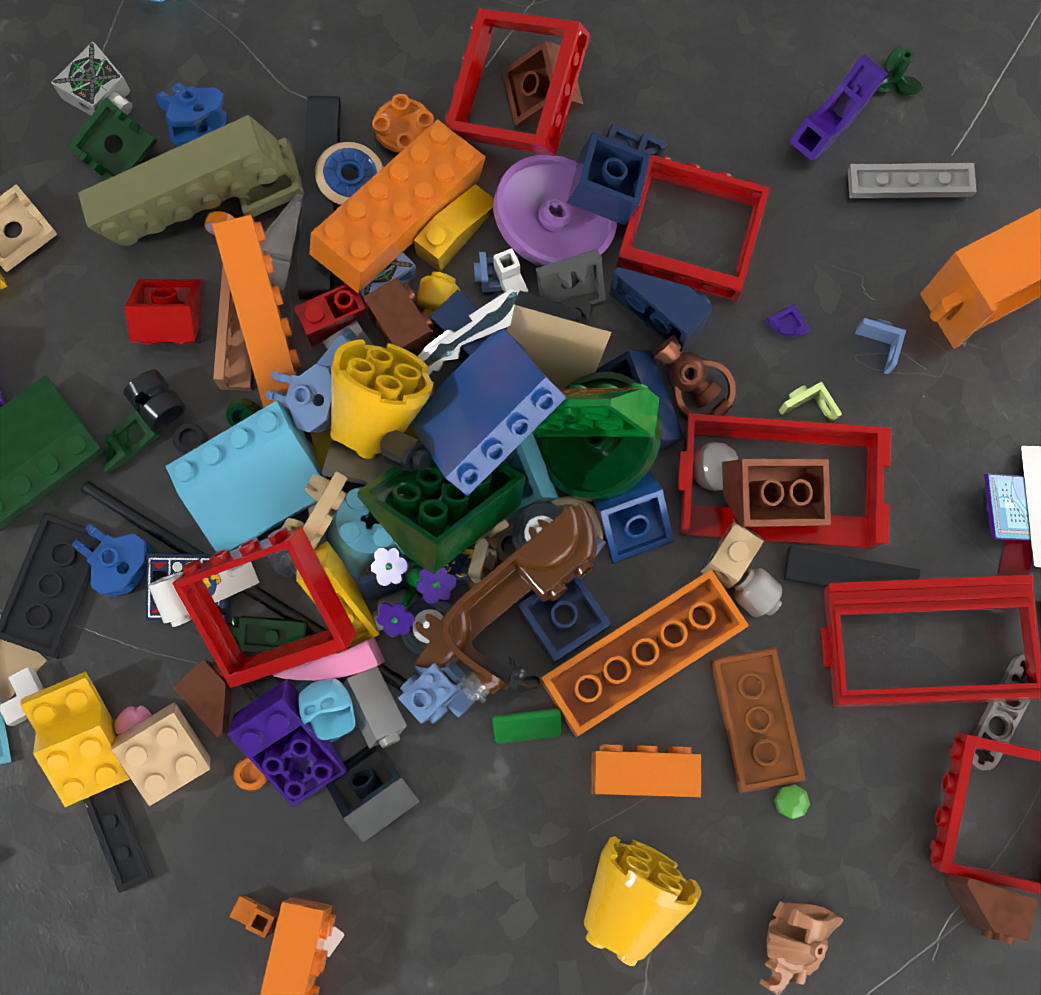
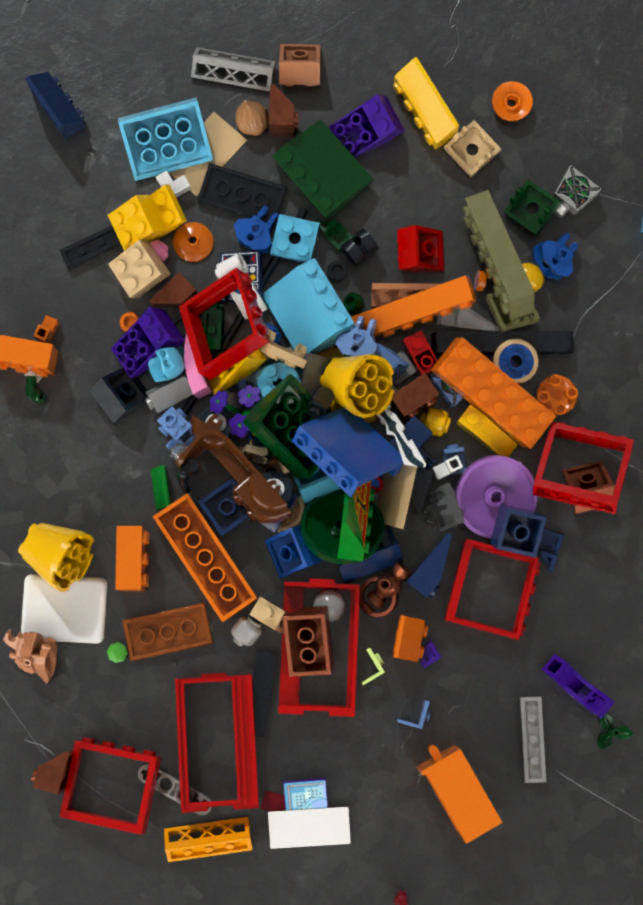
camera: 90 degrees right, 5 degrees up
(139, 670) = (200, 249): none -> orange dish
(147, 515) = (284, 248): none -> medium azure piece
(359, 941) = (33, 392): none -> dark green arm
(737, 890) = (67, 615): none -> white piece
(769, 348) = (409, 638): none -> orange slope

